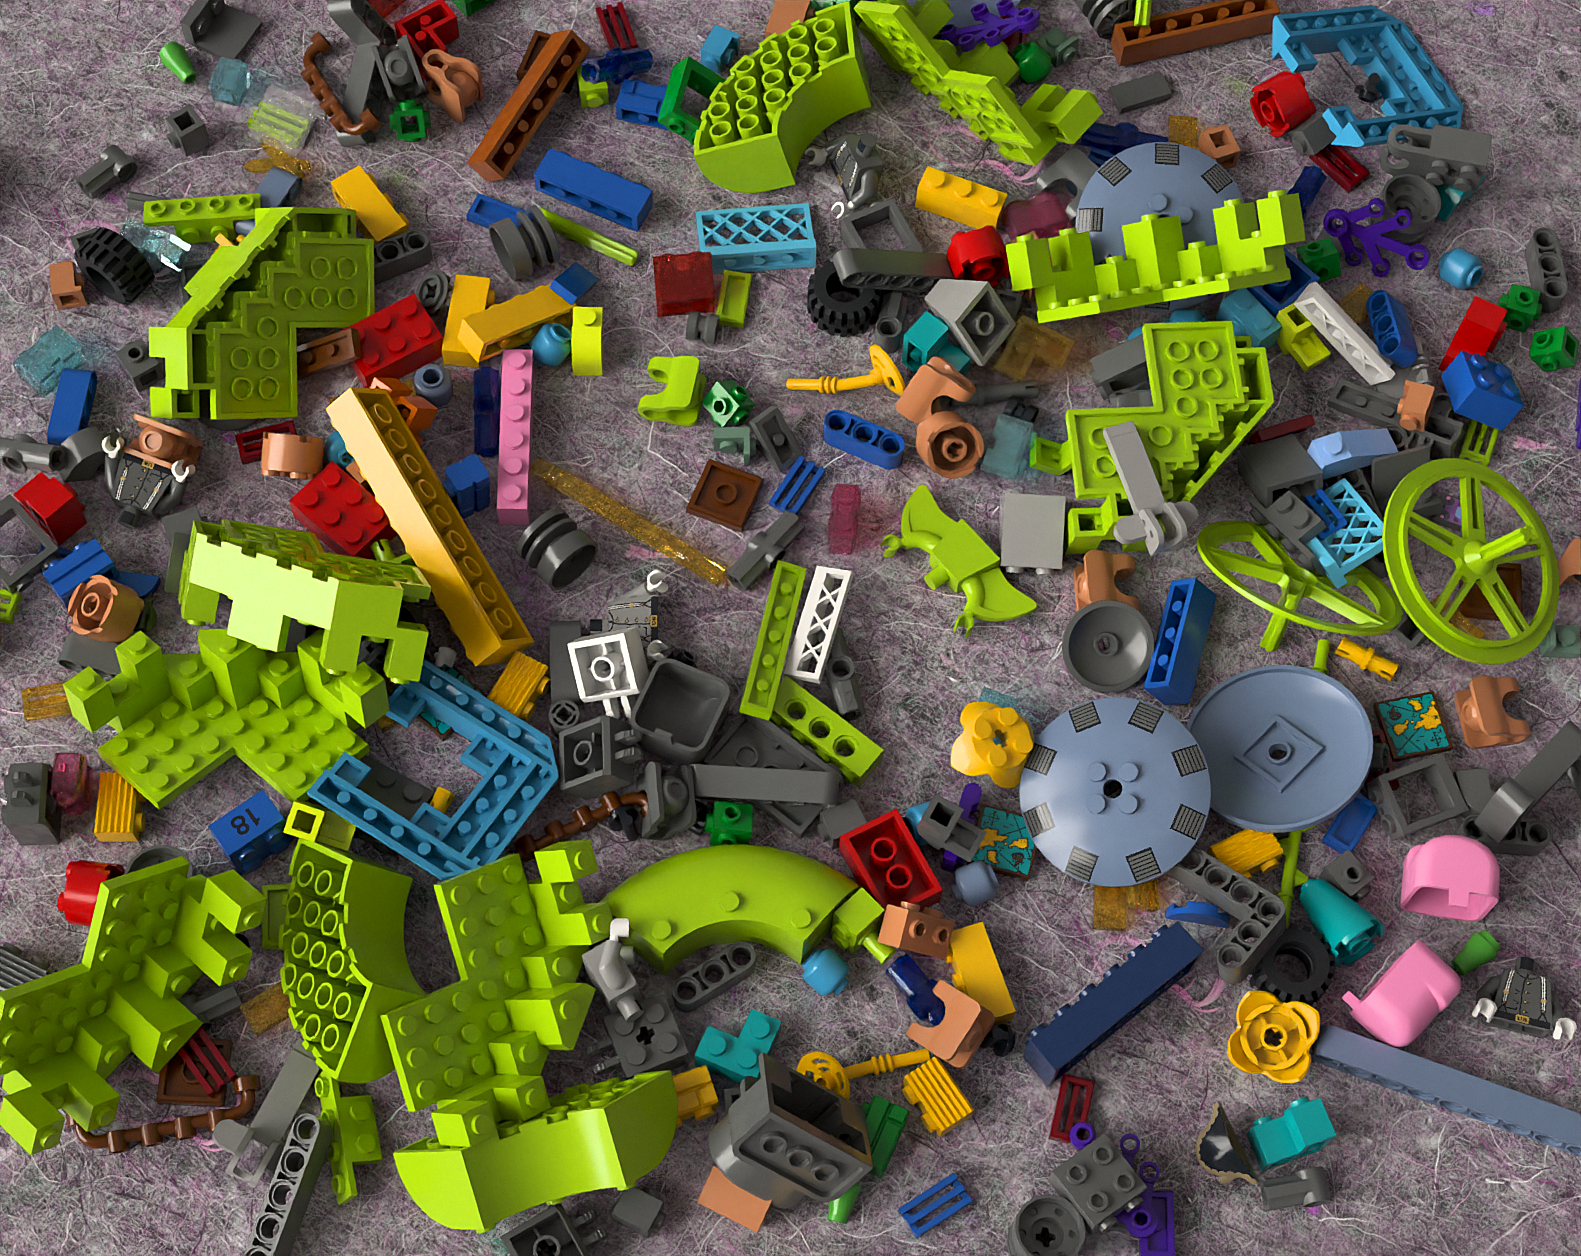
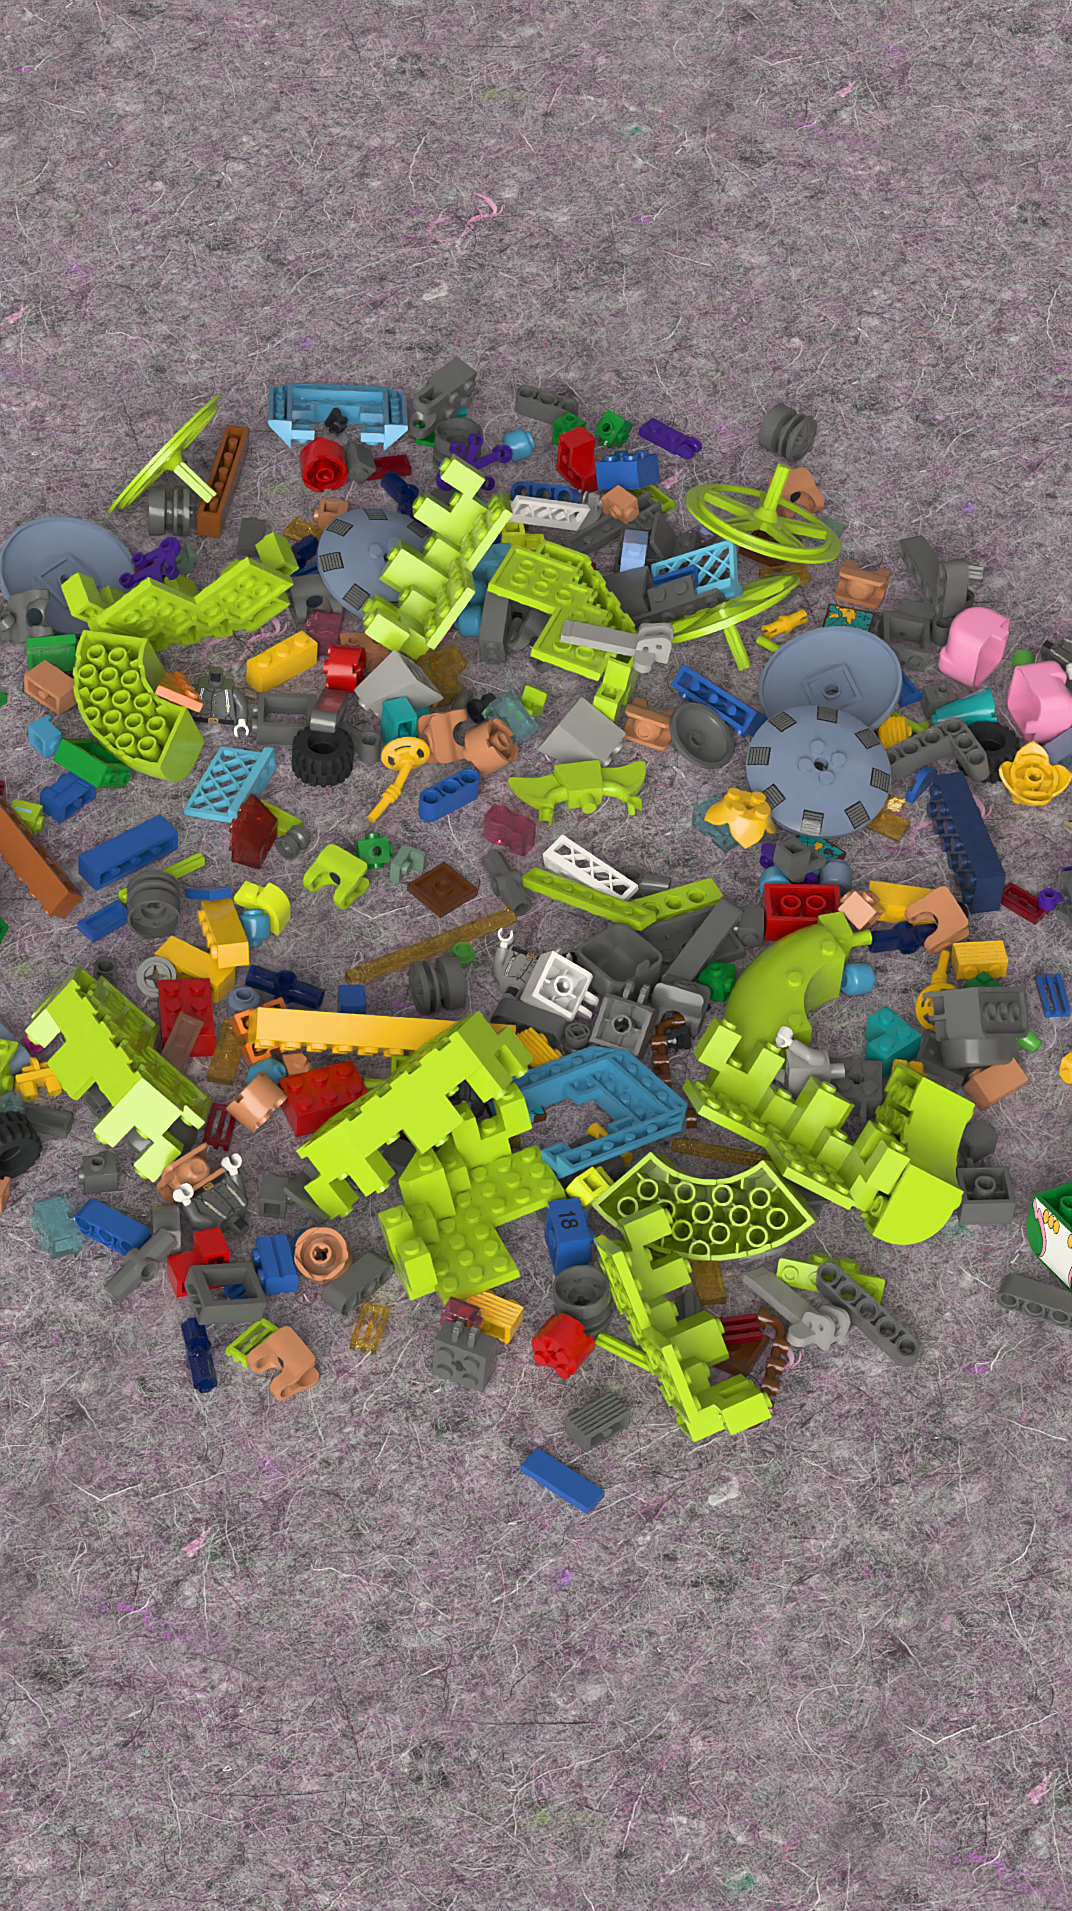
camera: 65 degrees left, 20 degrees down
(373, 209) = (32, 986): yellow brick -> none
(515, 437) = (319, 972): bright pink brick -> none
(616, 65) = (29, 789): clear blue piece -> none
(636, 555) = (464, 952): none -> bright green plate
(721, 963) = (826, 1030): dark grey beam -> none
(775, 439) = (418, 837): dark grey slope -> none
(809, 467) = (465, 847): blue tile -> none
(810, 119) = (179, 690): none -> orange wing
(1032, 61) = (192, 571): green head -> none

